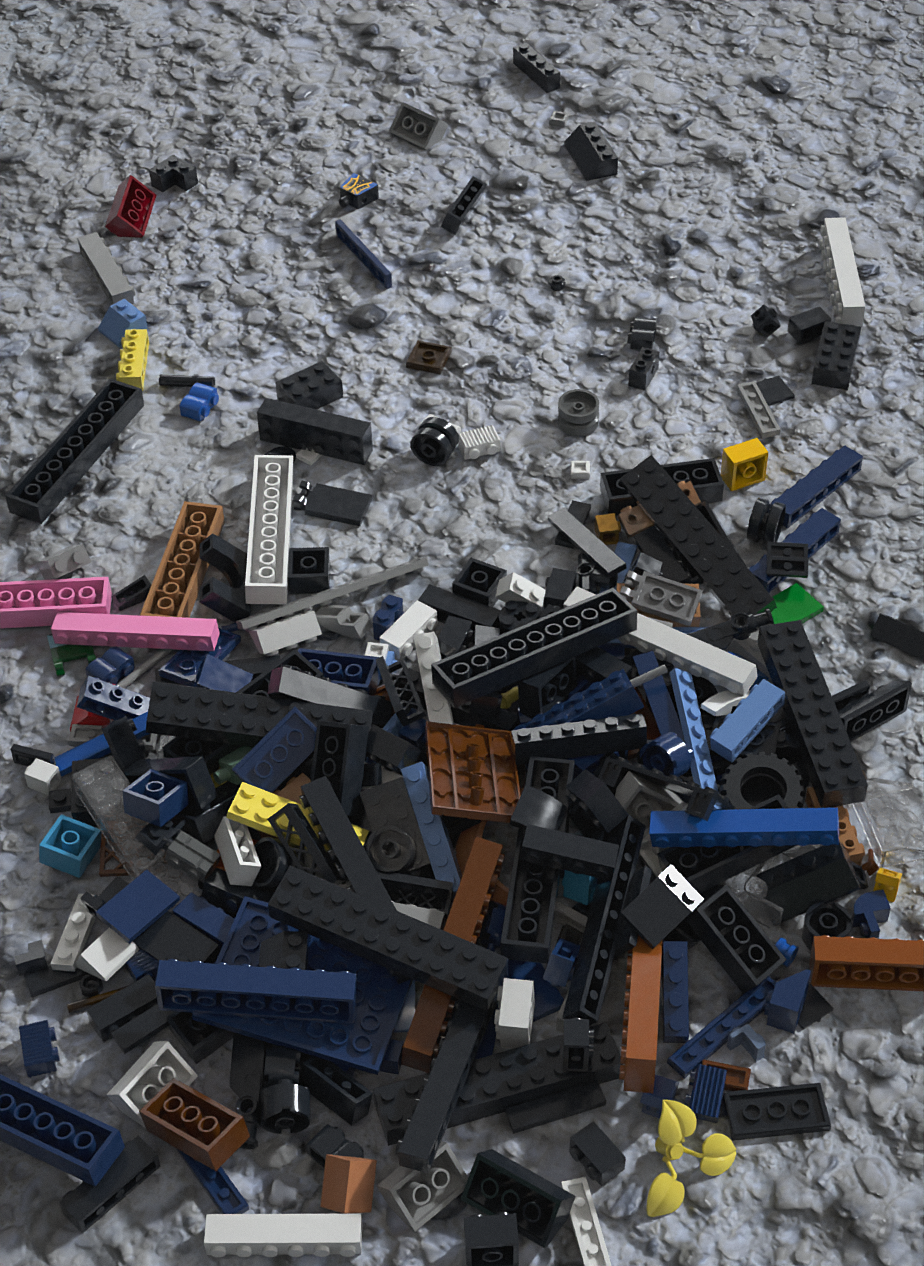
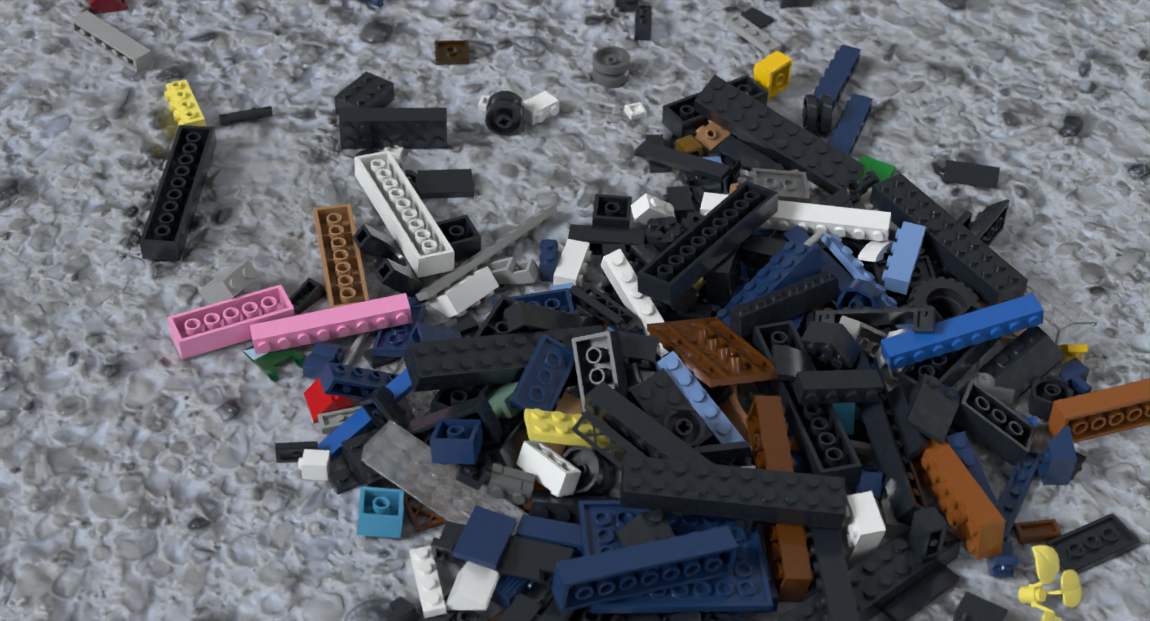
camera: 25 degrees left, 5 degrees down
(119, 318) = (153, 79): medium blue slope -> none
(199, 402) = (269, 129): blue brick -> none
(377, 650) = (560, 283): white tile -> none
(707, 1092) = (1030, 535): dark blue brick -> none
(748, 1038) = (1042, 498): sand blue bracket -> none
(787, 559) = (852, 136): black slope -> none

